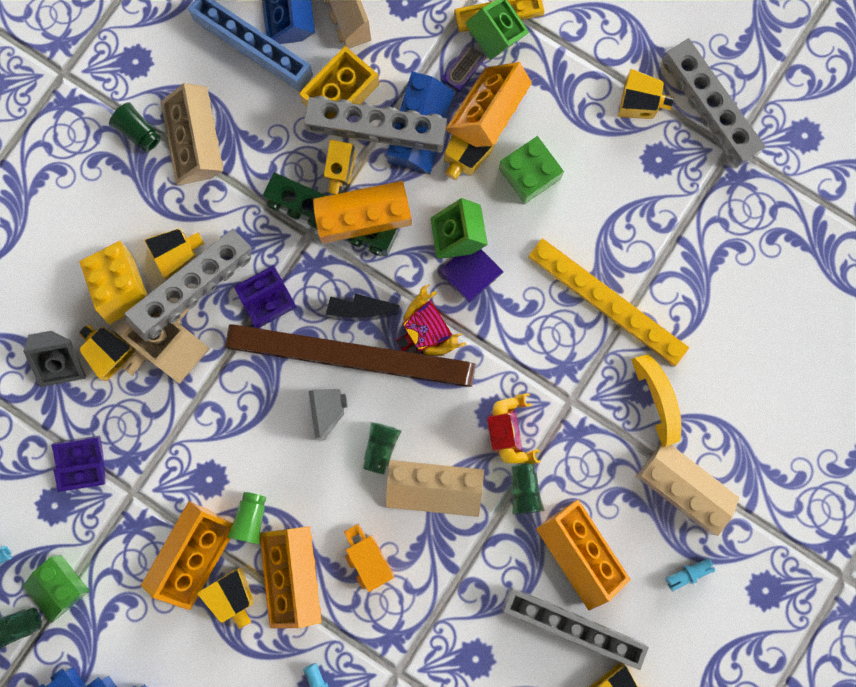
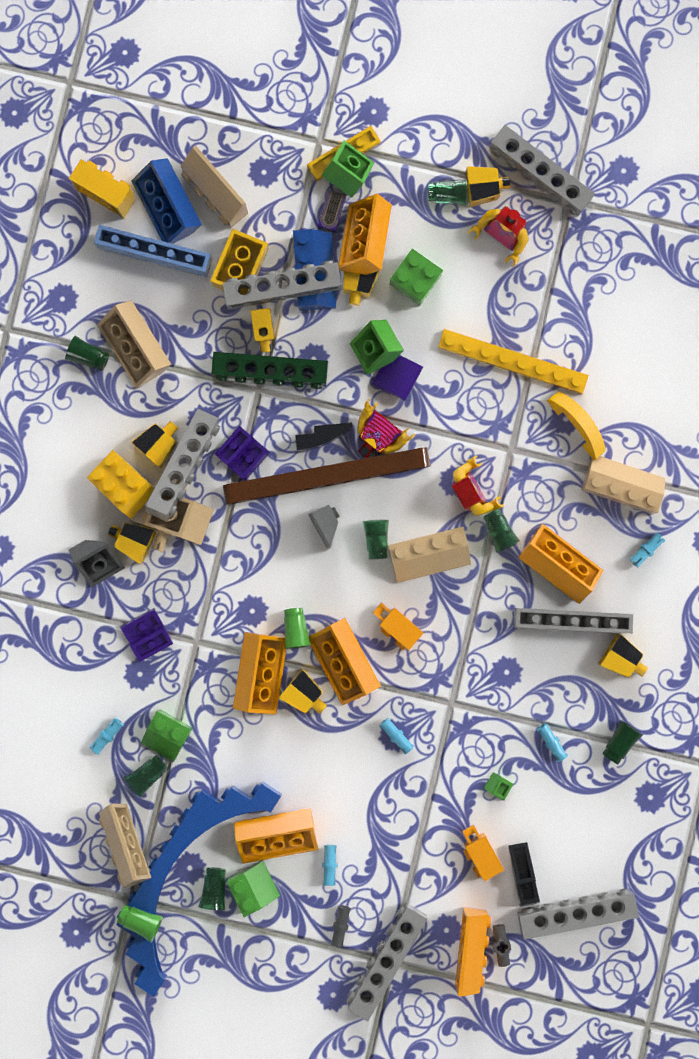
camera: 25 degrees left, 5 degrees up
(362, 212) = (296, 358): light orange slope -> none
(600, 90) = (448, 192): none -> clear green plant
(651, 151) = (505, 227): none -> torso

